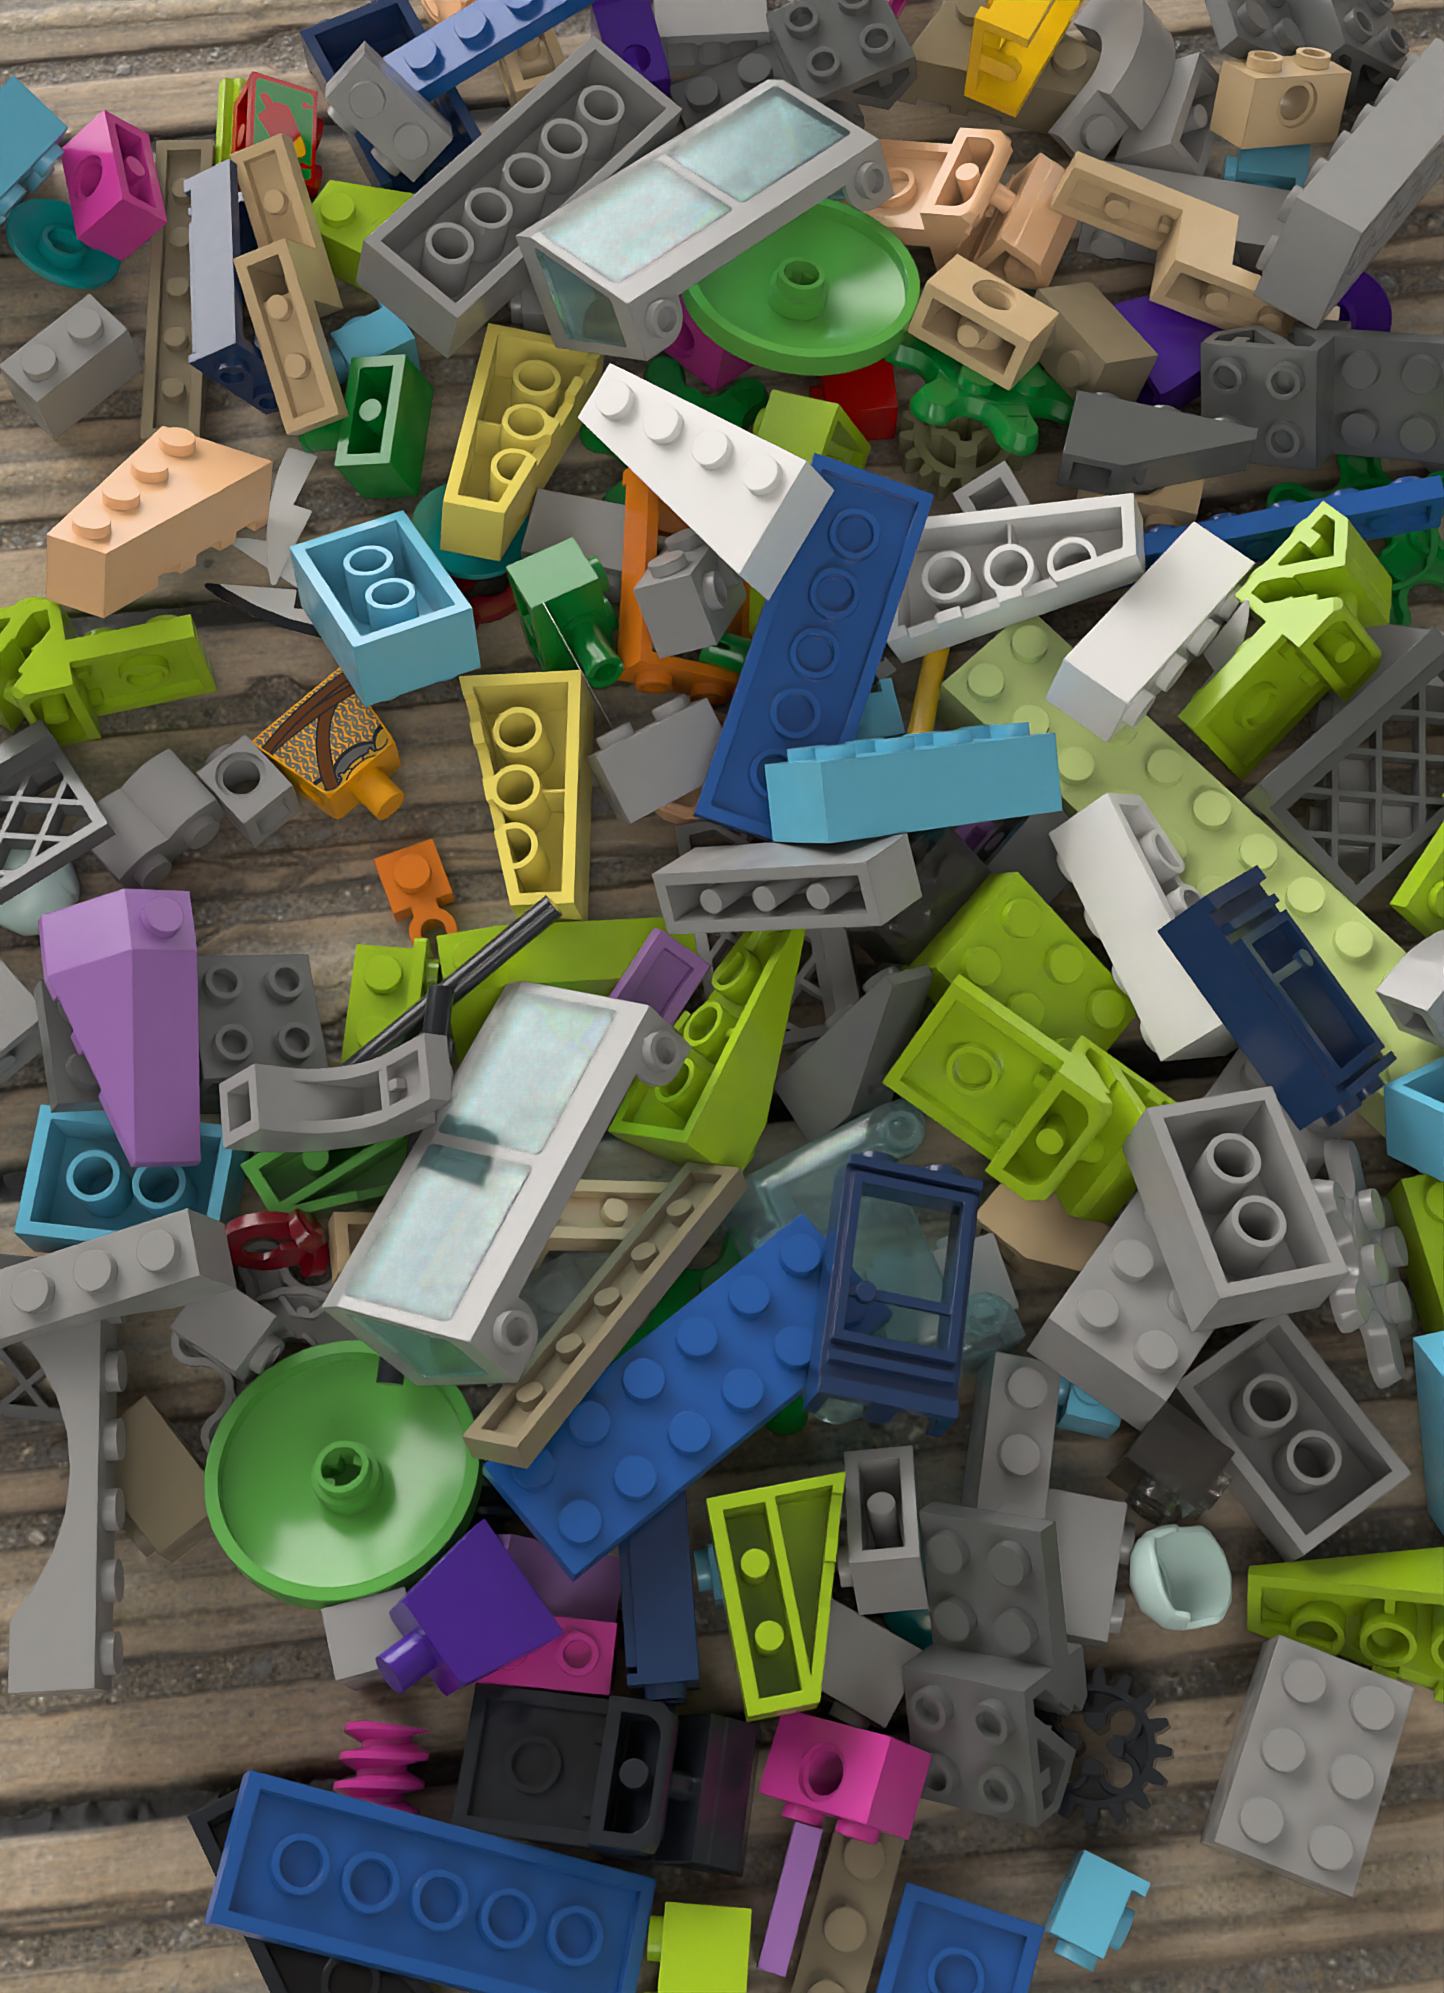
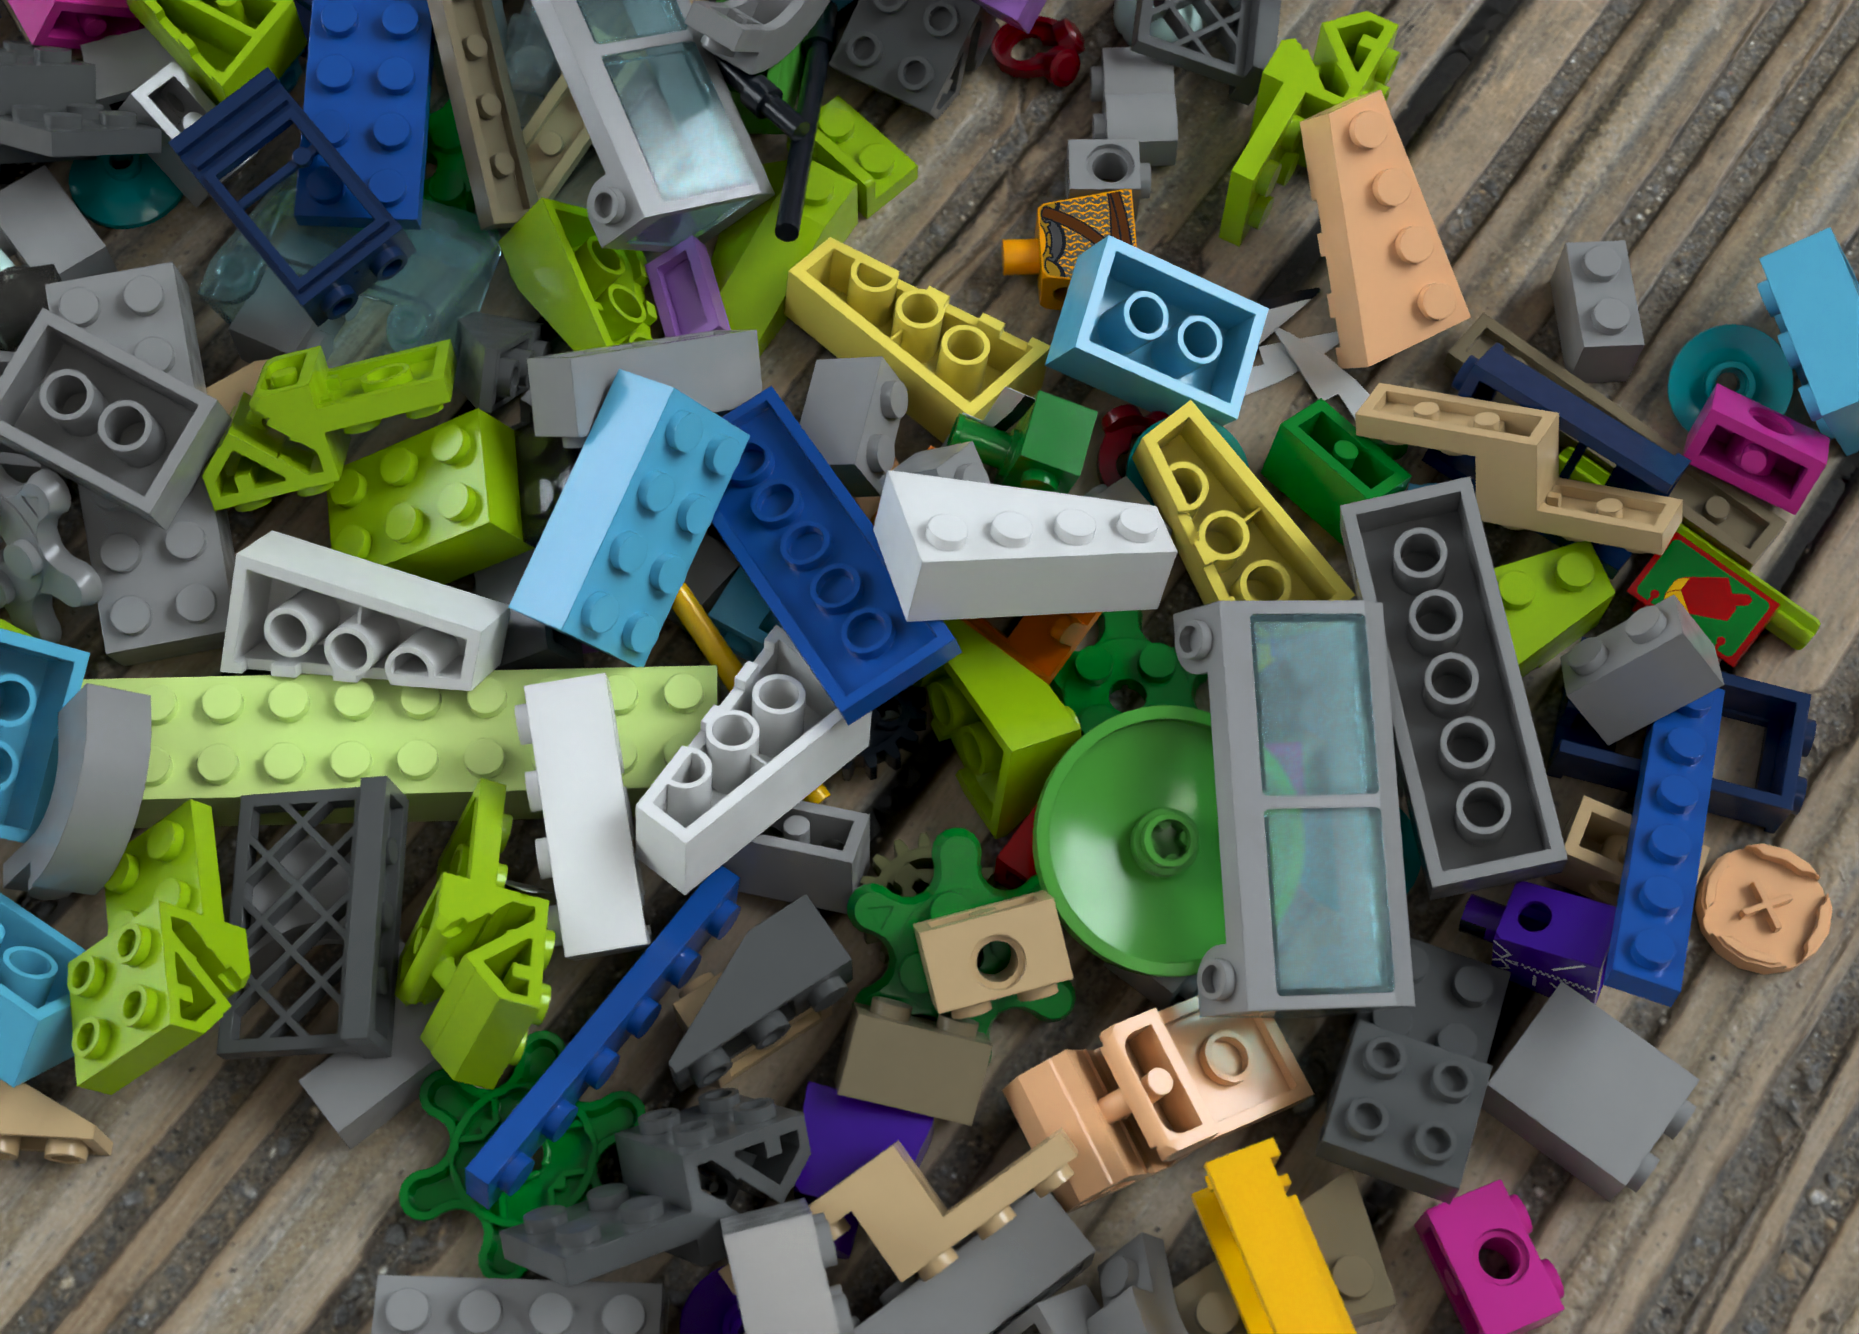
camera: 130 degrees right, 5 degrees down
(417, 888) = (927, 241): orange plate -> none
(1011, 1436) = (134, 225): light grey brick -> none
(1278, 1000) = (288, 616): dark blue door -> none

